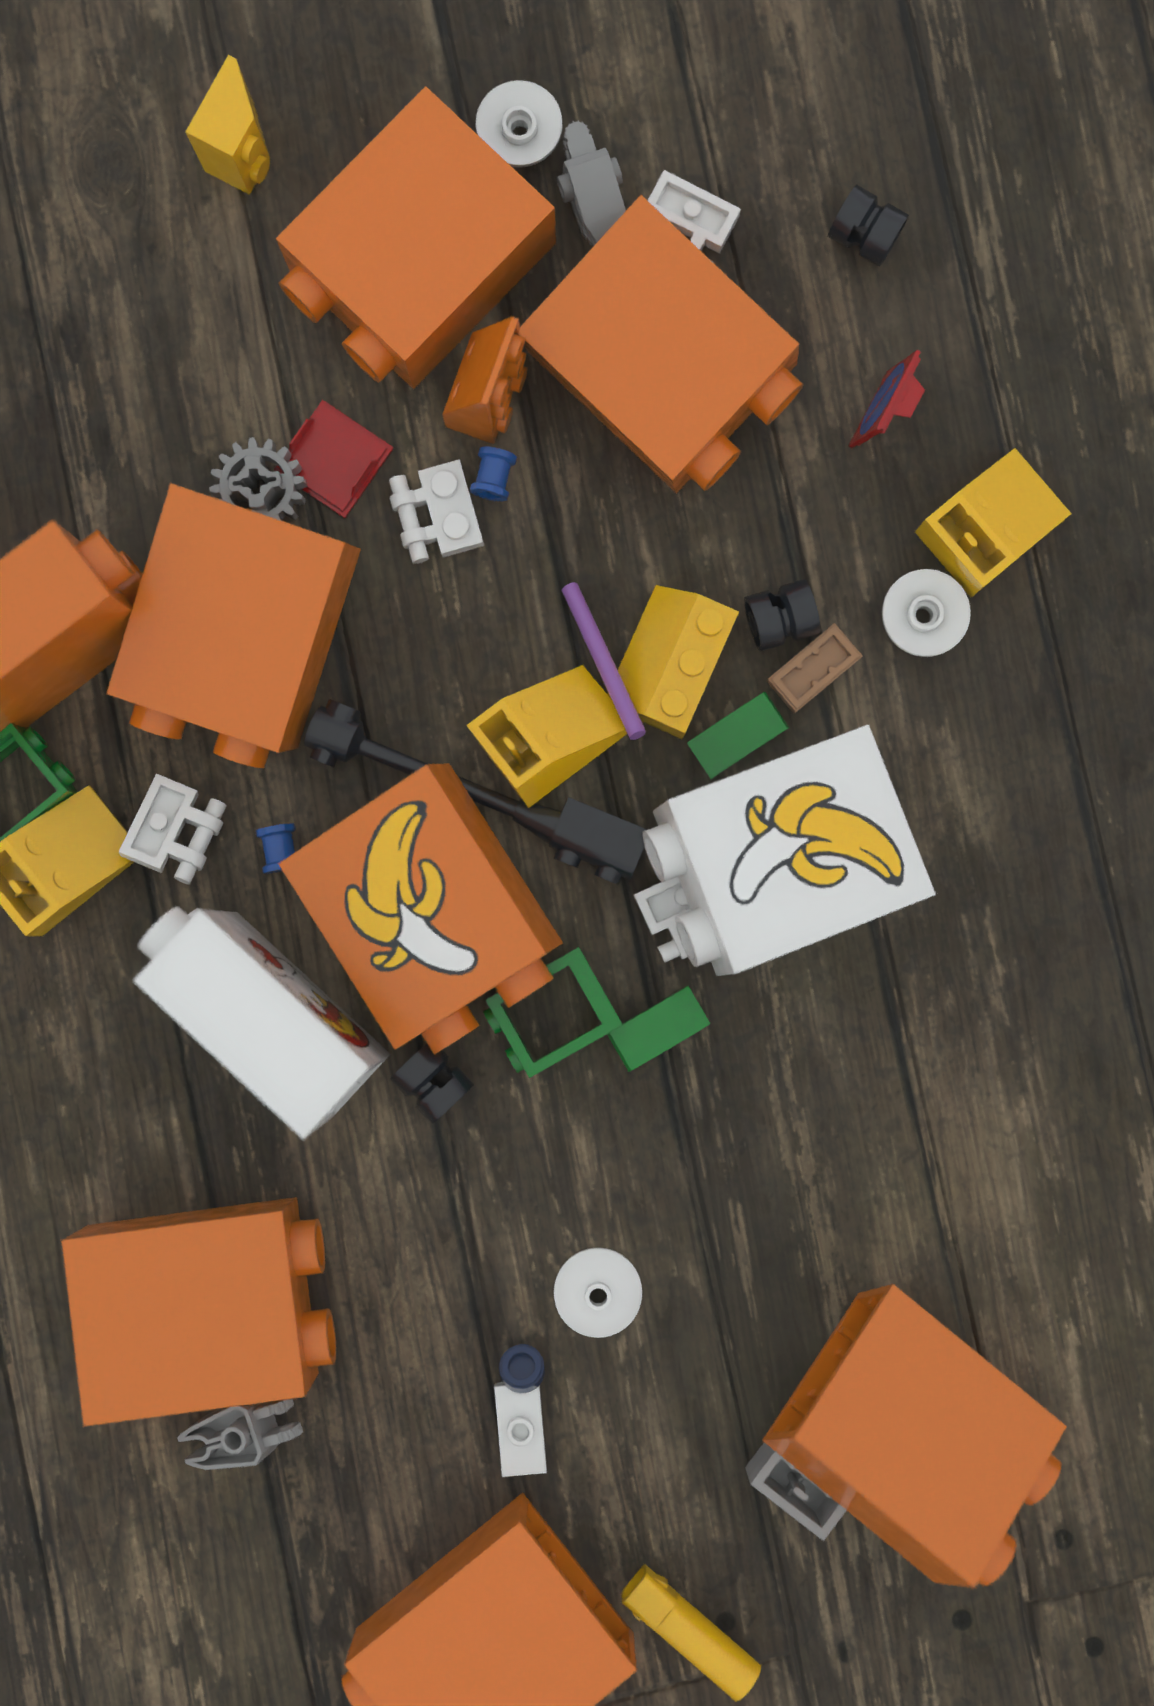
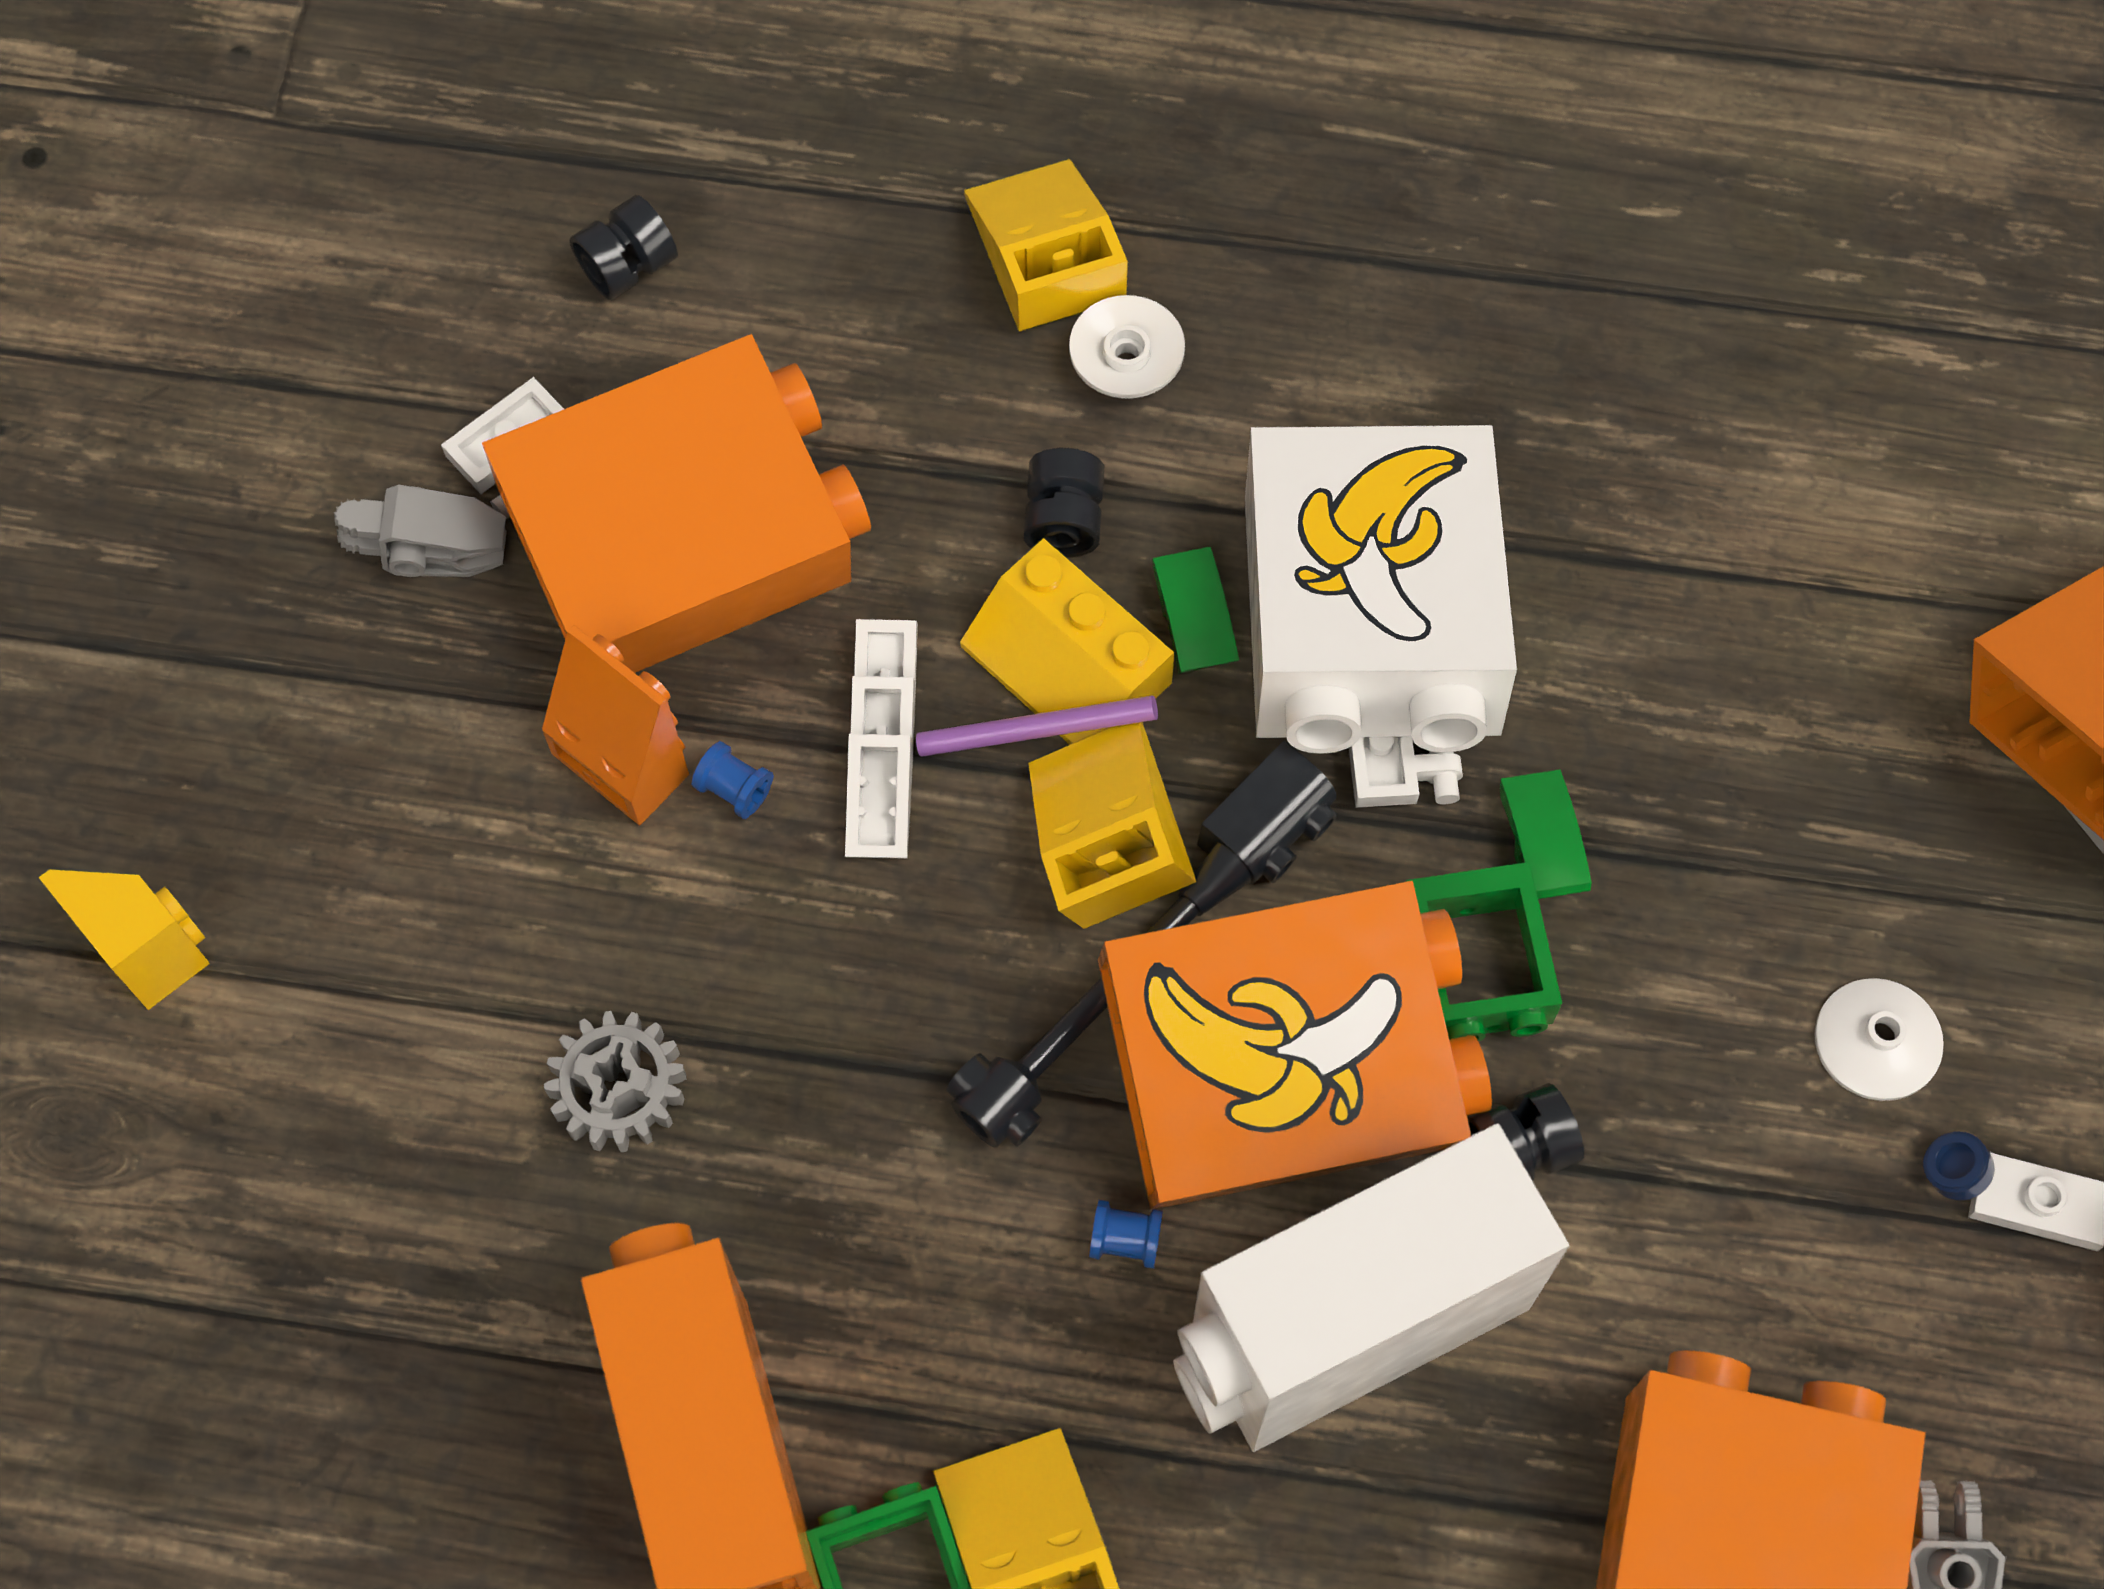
camera: 70 degrees left, 20 degrees down
(160, 822) = (1032, 1384): white plate -> none
(231, 626) = (803, 1156): orange brick -> none
(336, 457) = (619, 969): red piece -> none
(415, 241) = (390, 757): orange brick -> none
(449, 507) = (749, 855): white plate -> none
(520, 105) = (281, 574): white dish -> none
(561, 560) = (881, 739): none -> white slope
(814, 668) = (1145, 495): medium nougat plate -> none
(896, 396) = (847, 290): red piece -> none

